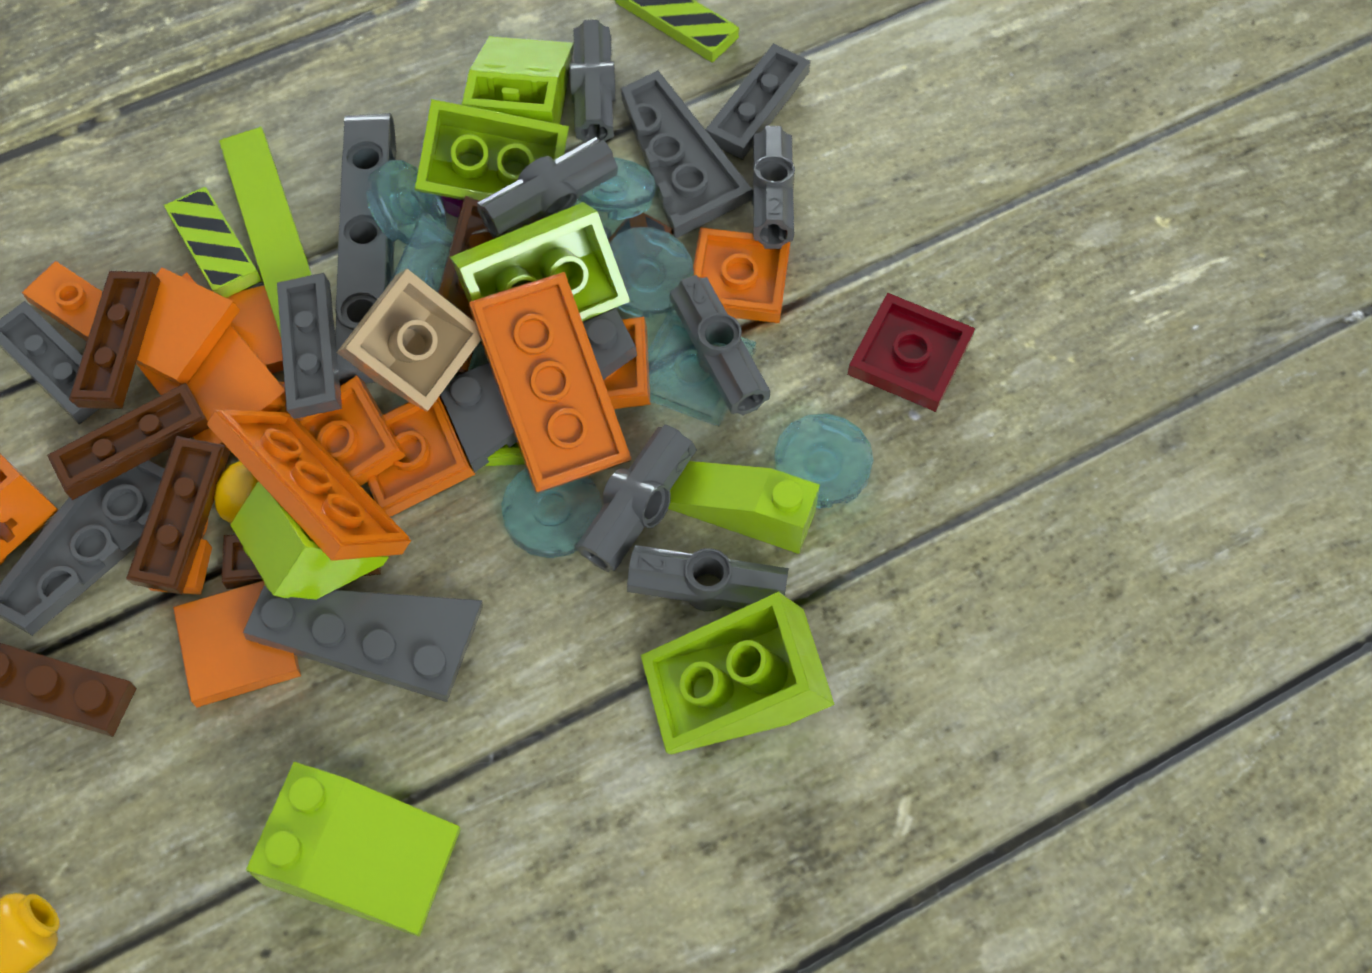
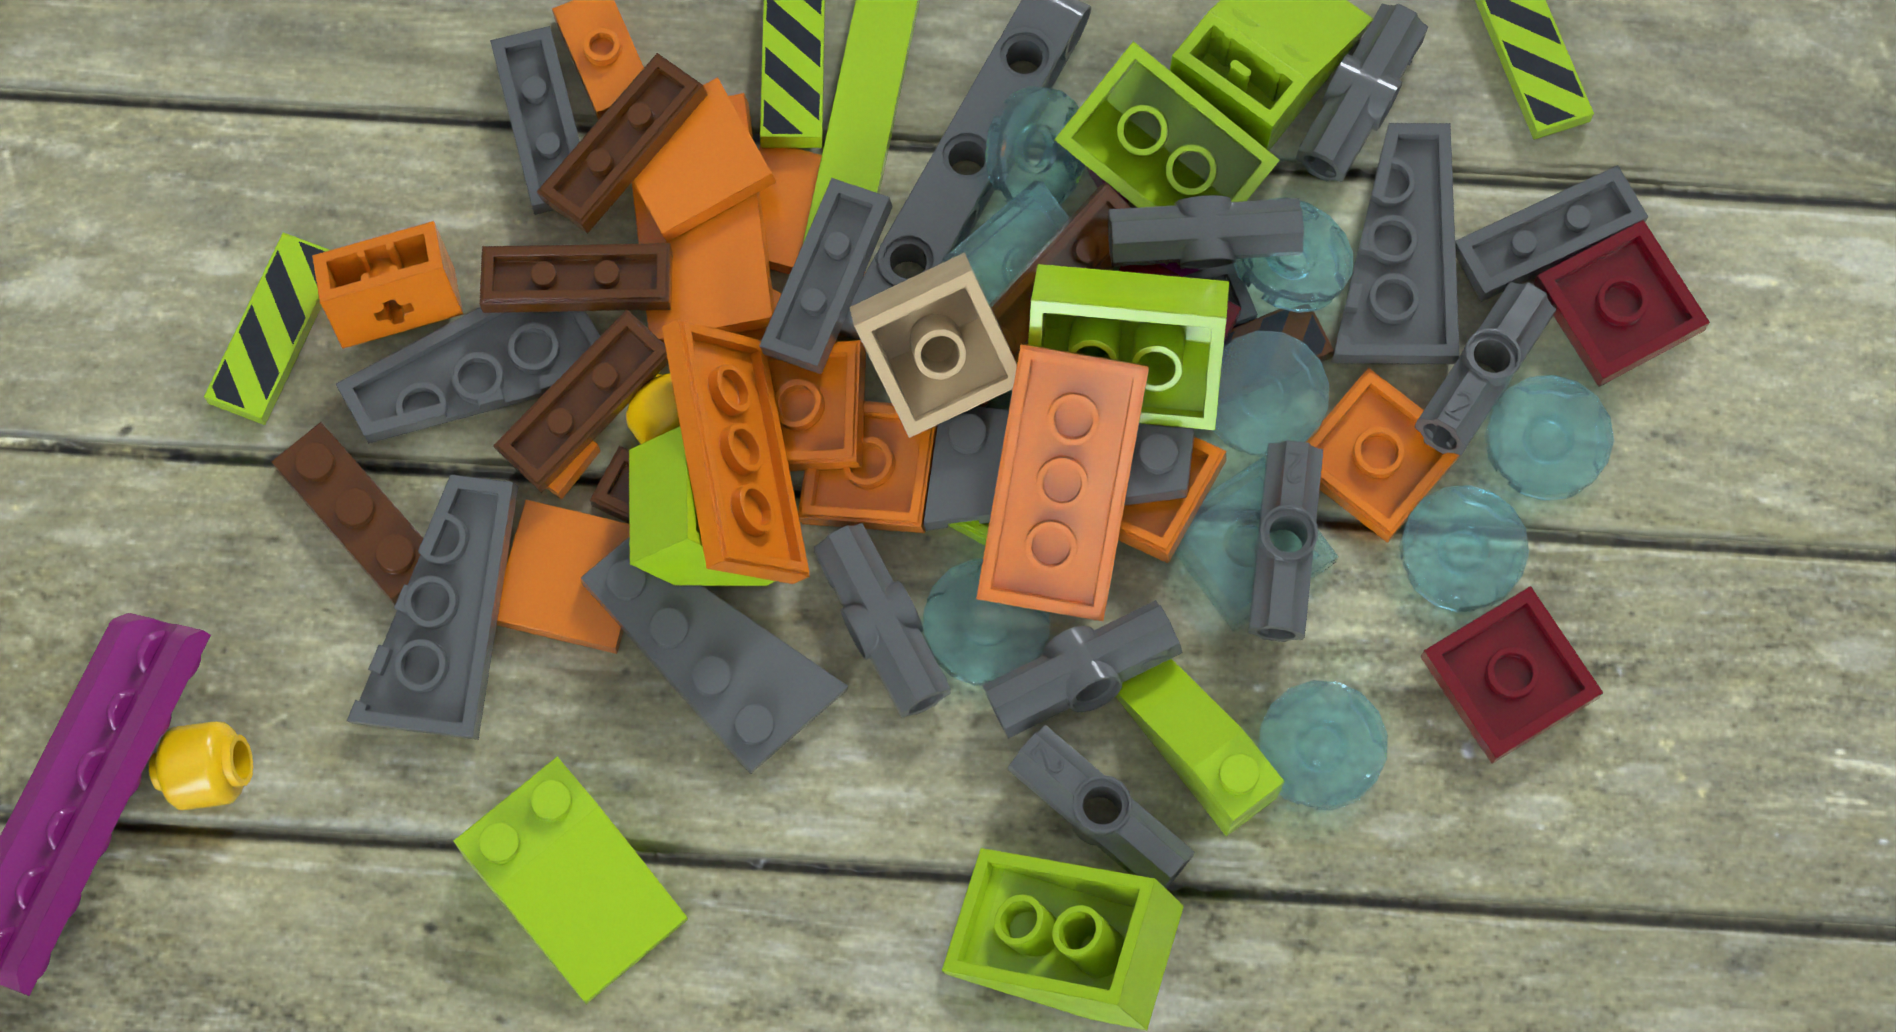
camera: 30 degrees right, 10 degrees up
(156, 722) = (442, 637): none -> dark grey wing
(479, 544) = (882, 620): none -> dark grey piece
(828, 115) = (1621, 303): none -> dark red plate
(829, 298) = (1464, 548): none -> clear light blue tile
(837, 210) = (1549, 437): none -> clear light blue tile

